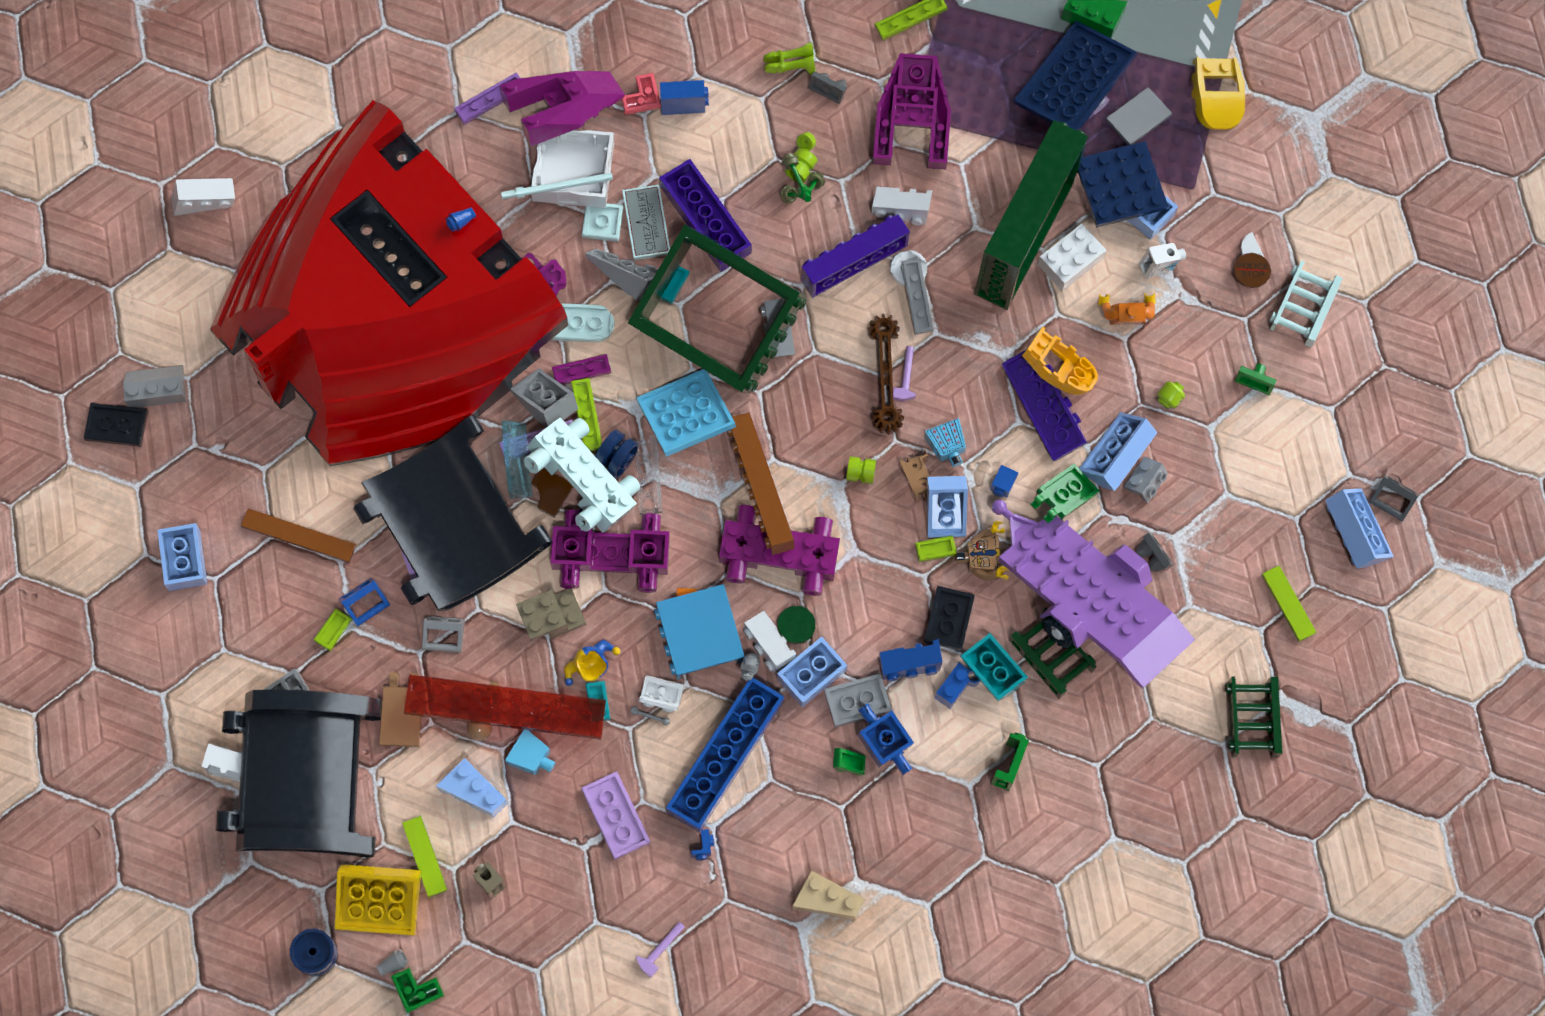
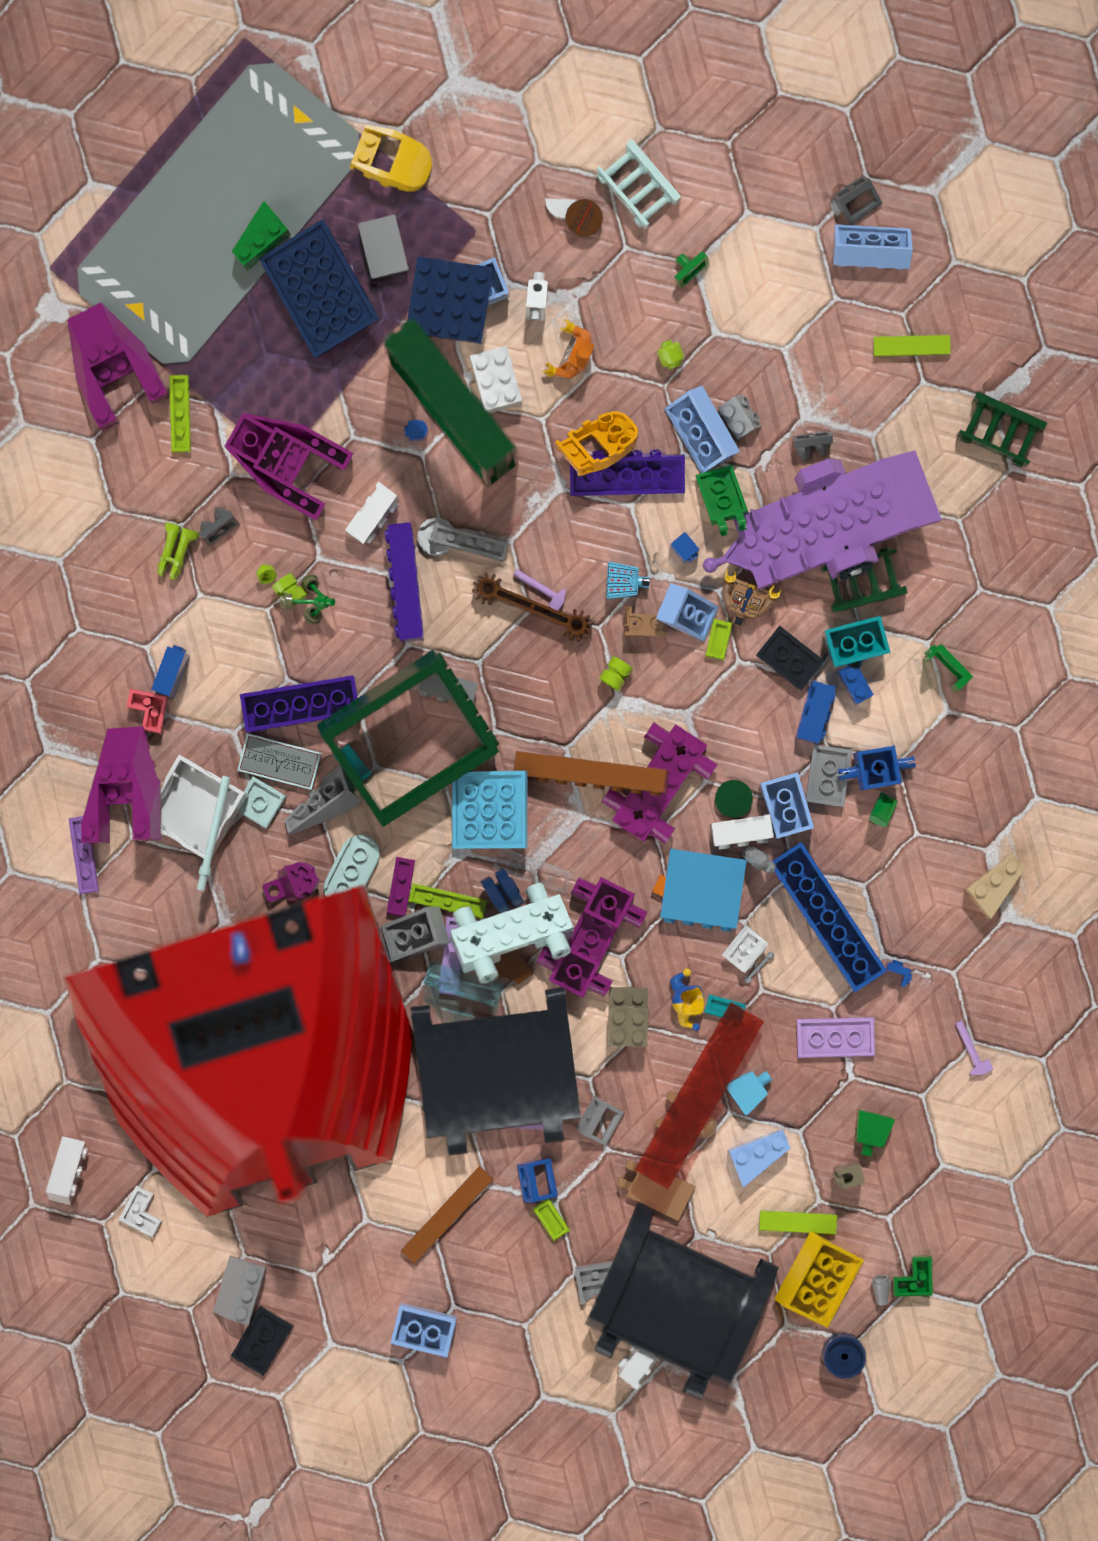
camera: 60 degrees left, 15 degrees up
(188, 270) = (135, 1214): none -> white tile
(541, 886) = (872, 1130): none -> green torso
(993, 211) = (416, 430): none -> blue plate

